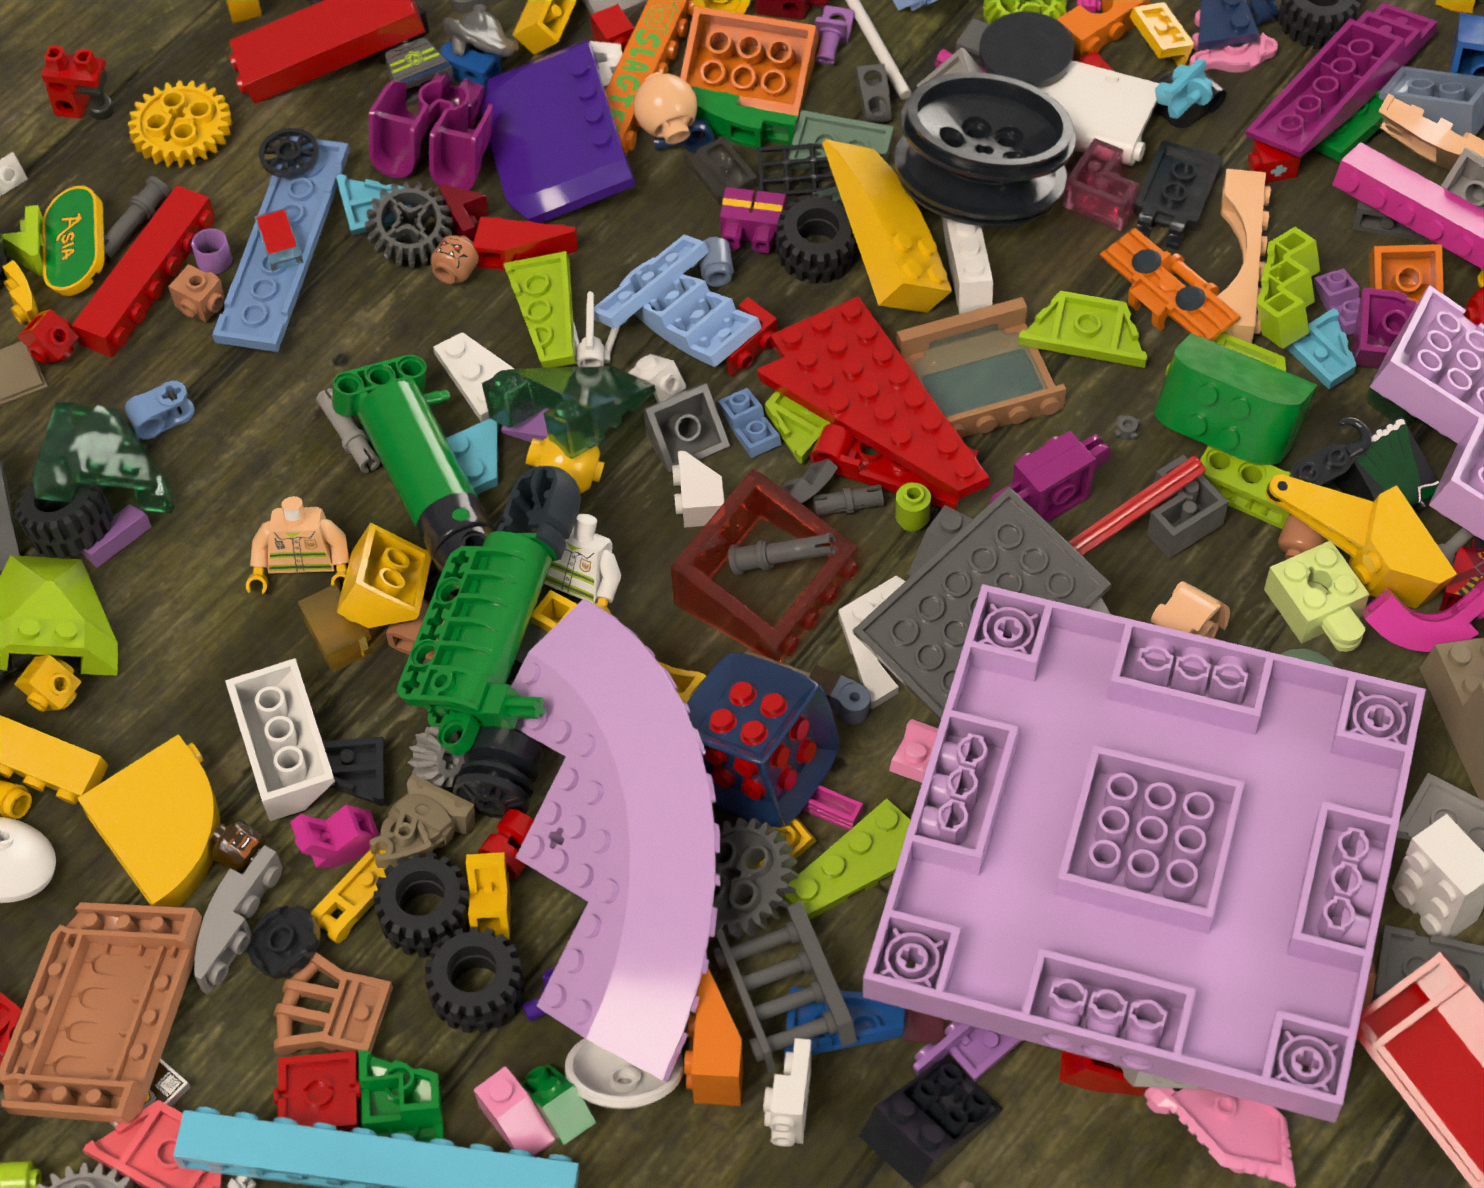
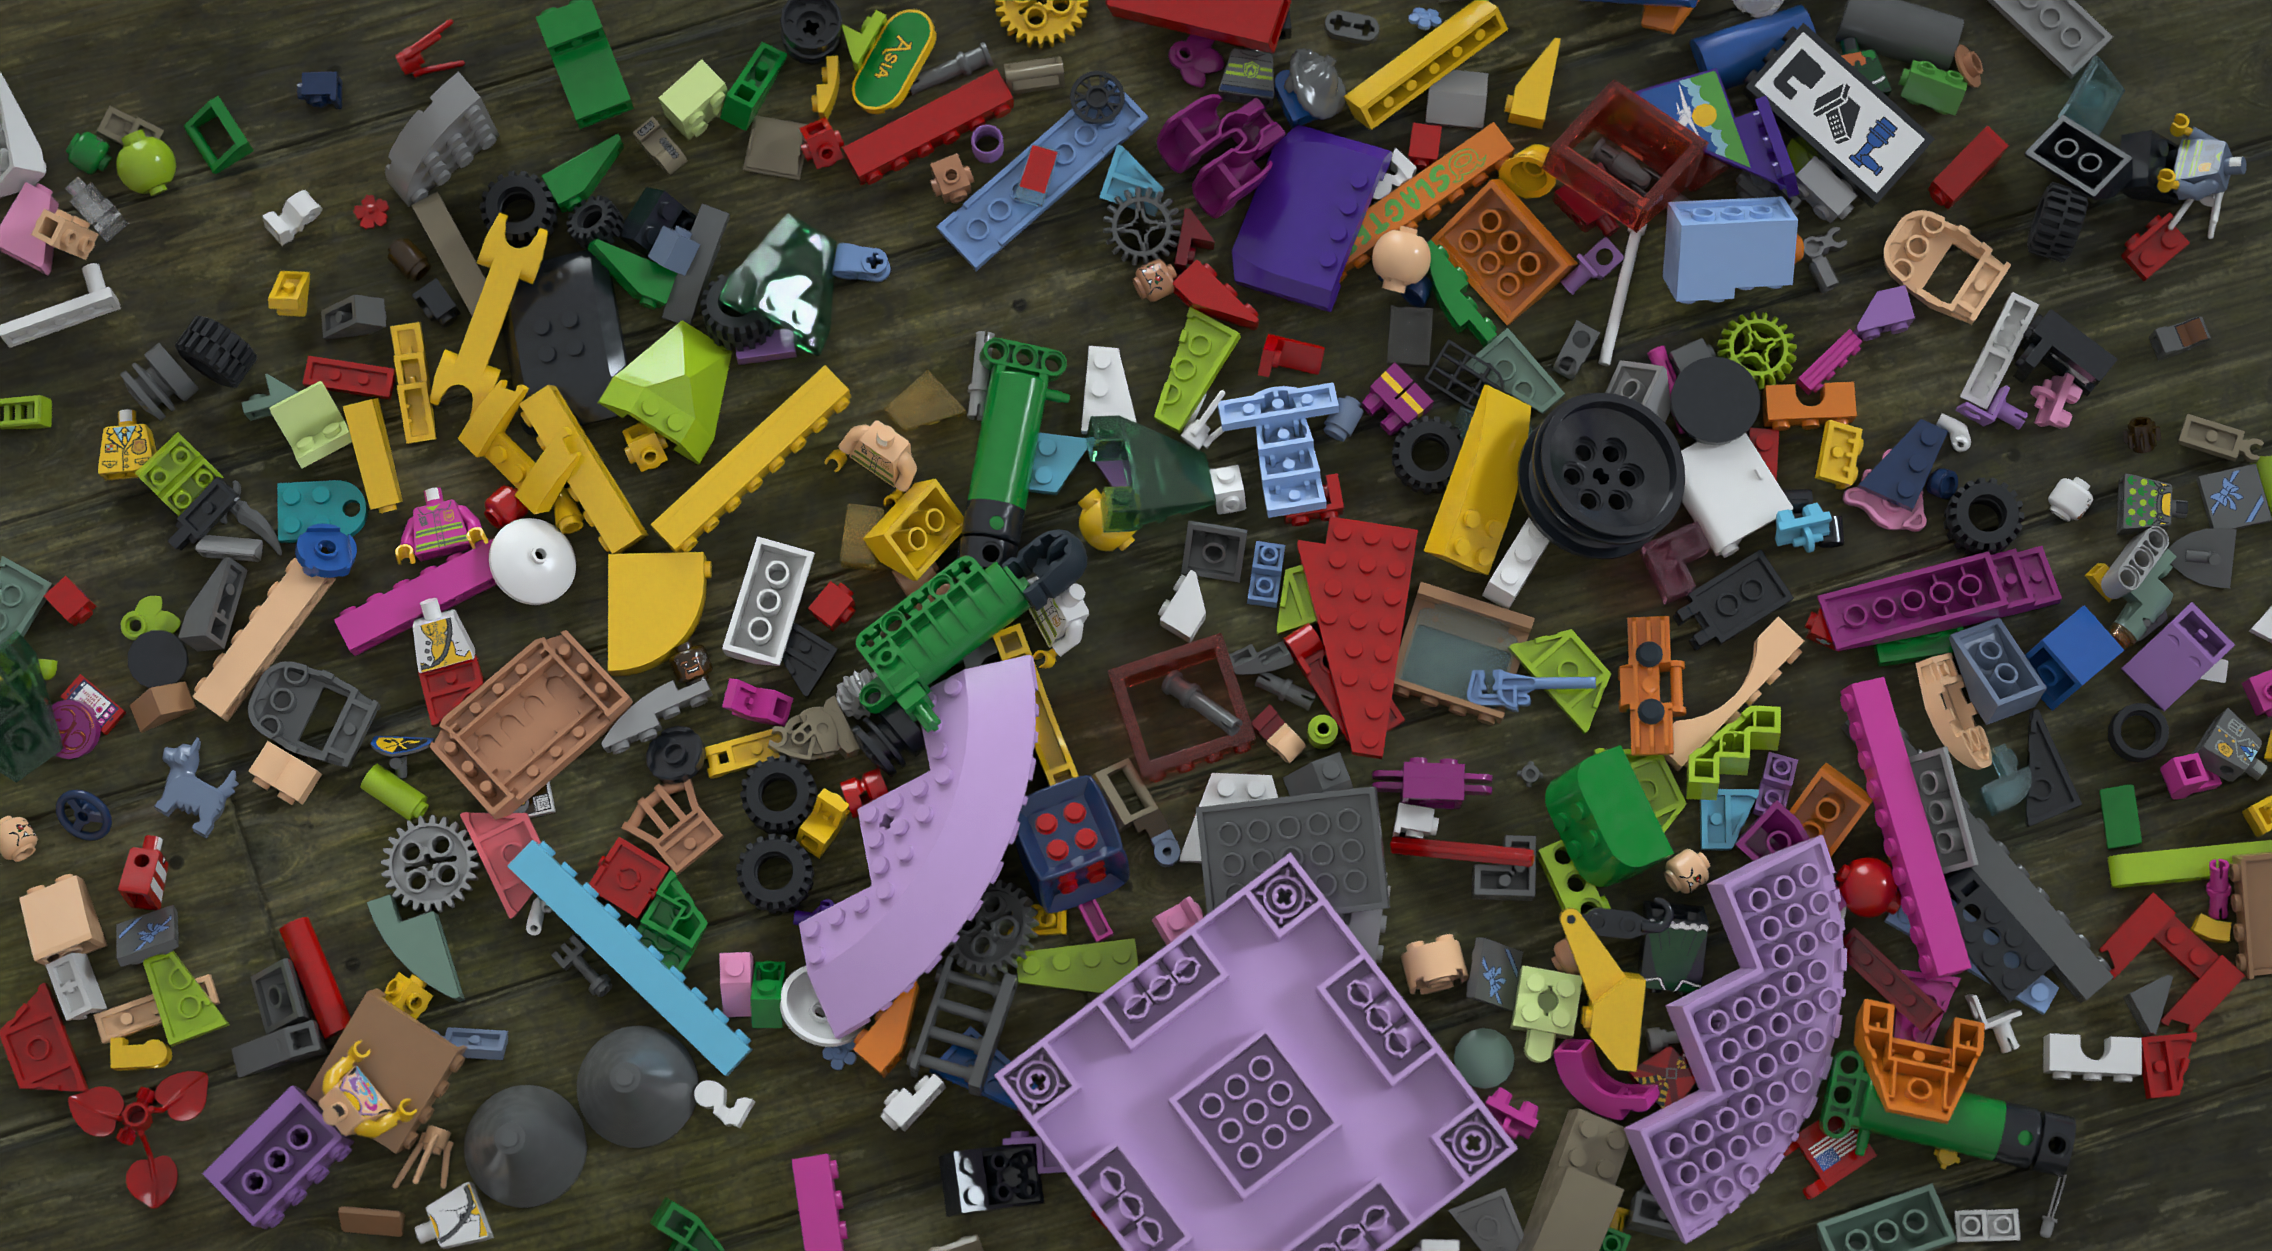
camera: 35 degrees right, 20 degrees up
(169, 629) = (752, 460): none -> yellow piece
(220, 173) = (1034, 75): none -> dark tan tile
(313, 481) = (923, 403): none -> clear yellow wing
(349, 705) = (833, 606): none -> red brick
(355, 87) = (1200, 59): none -> magenta plate
(628, 243) = (1290, 354): none -> red bracket
(673, 1111) = (840, 1054): none -> medium blue plant
(875, 539) = (1277, 734): none -> leg
(1054, 364) = (1513, 688): none -> medium blue piece
(1066, 518) = (1415, 821): none -> white brick
(1248, 596) = (1494, 974): none -> dark grey tile
(1334, 403) = (1687, 871): none -> light nougat head

